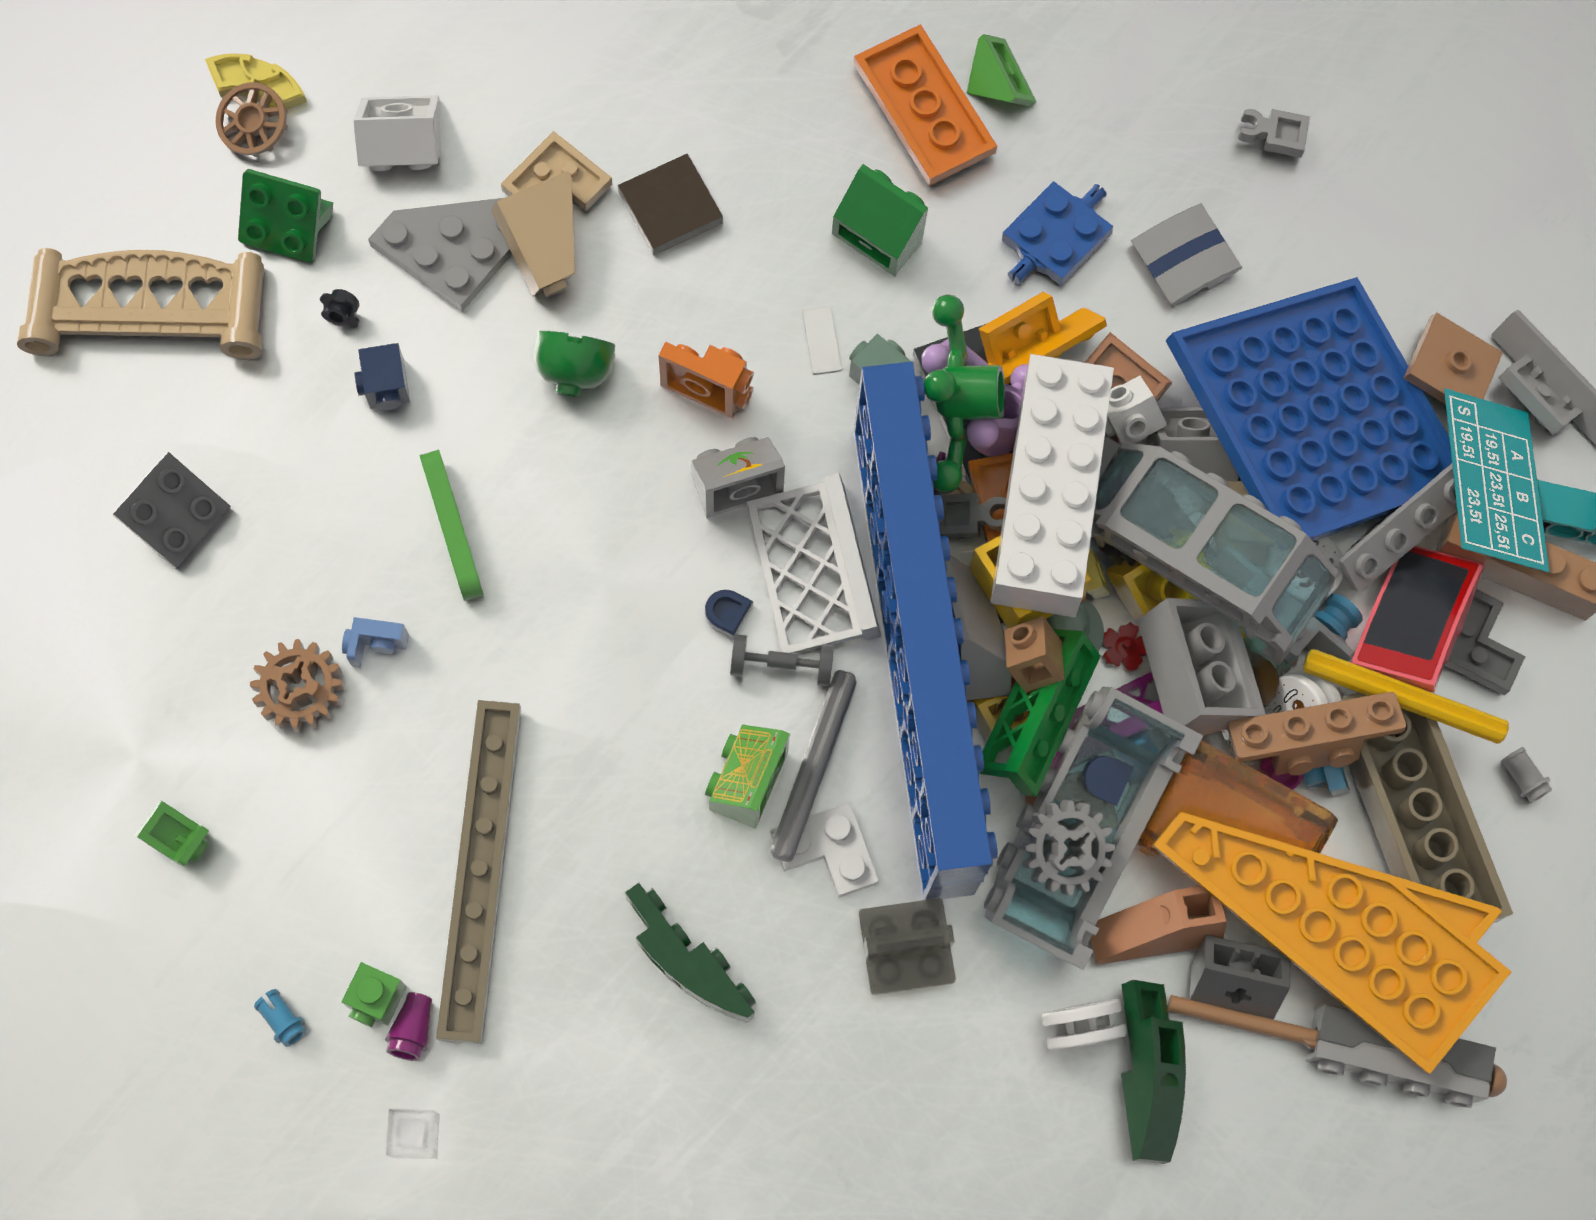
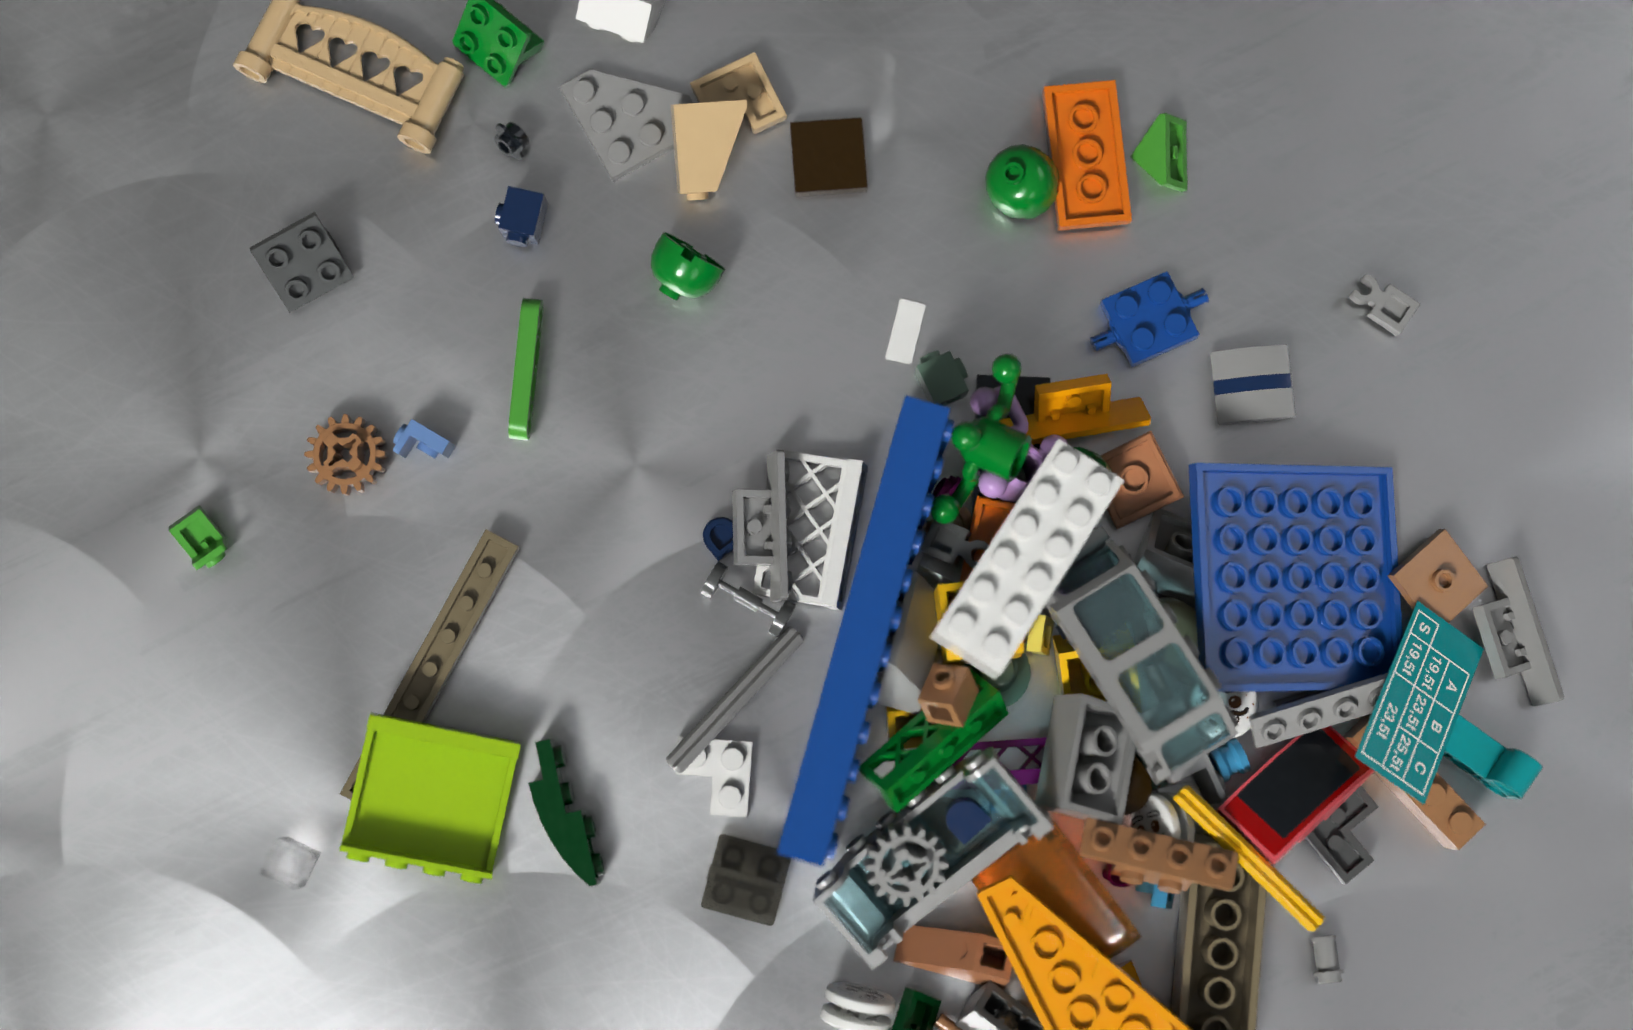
camera: 25 degrees right, 10 degrees up
(282, 1020) = (226, 724): dark azure pin -> none
(373, 995) = (304, 738): bright green brick -> none
(411, 1028) = (324, 775): magenta cone -> none
(535, 997) = (429, 798): none -> lime panel
(714, 381) = (795, 335): orange plate -> none
(737, 475) = (778, 424): light grey slope -> none
(748, 774) = (676, 685): bright green slope -> none
(766, 580) = (761, 527): none -> light grey bracket
(877, 142) = (1022, 181): none -> green cylinder
(880, 220) = (998, 248): green slope -> none
(1124, 647) = (1038, 705): red plant -> none
(1133, 412) = (1134, 512): white brick -> none

